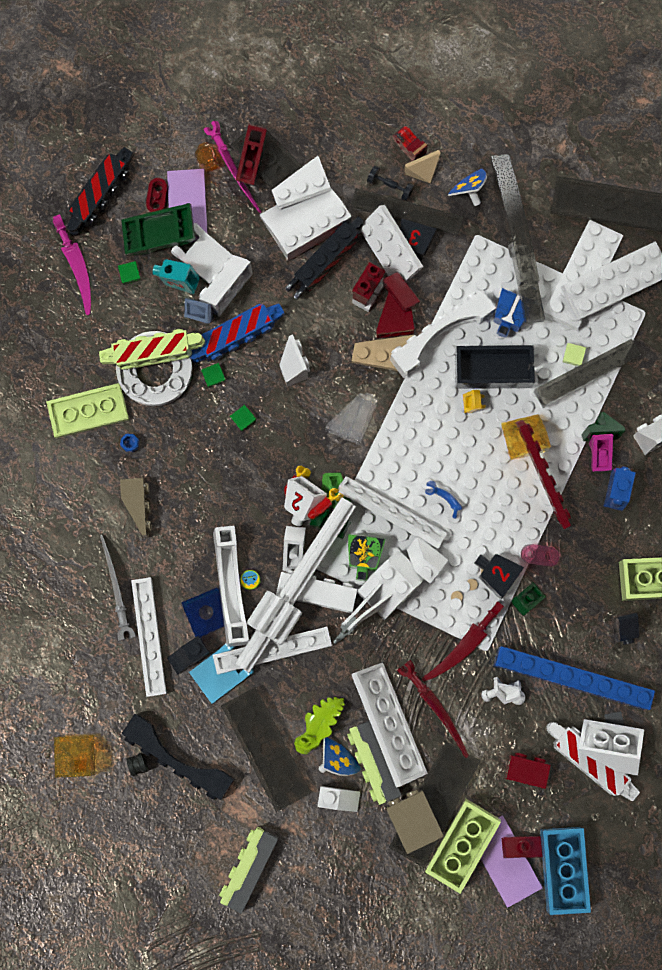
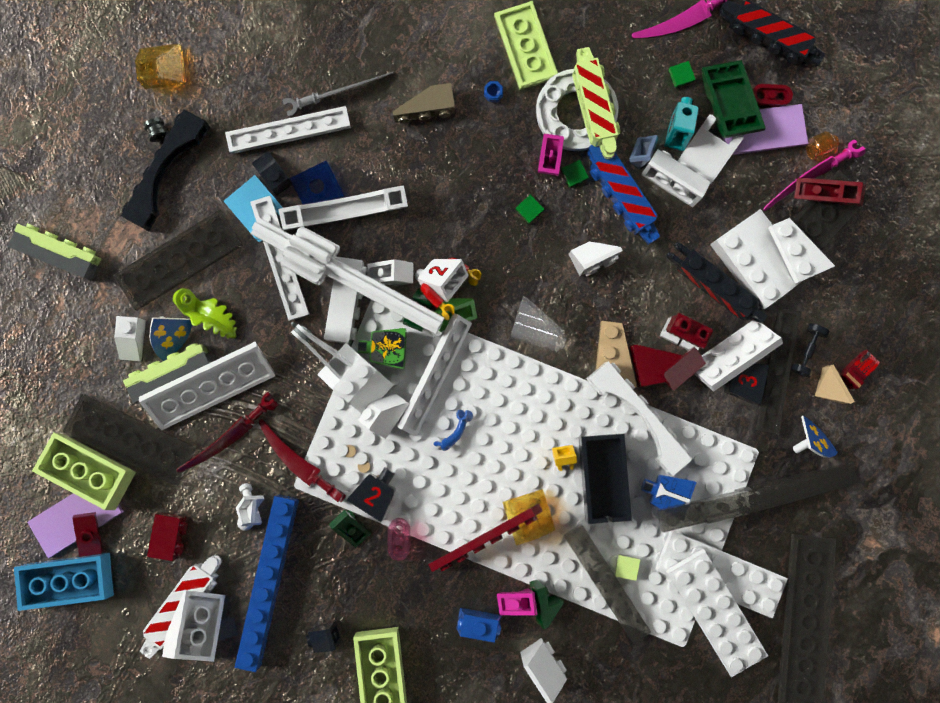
camera: 80 degrees right, 5 degrees up
(196, 394) = (550, 154): none -> dark pink slope
(250, 580) = (355, 230): tile -> none
(414, 821) = (106, 418): dark tan brick -> none

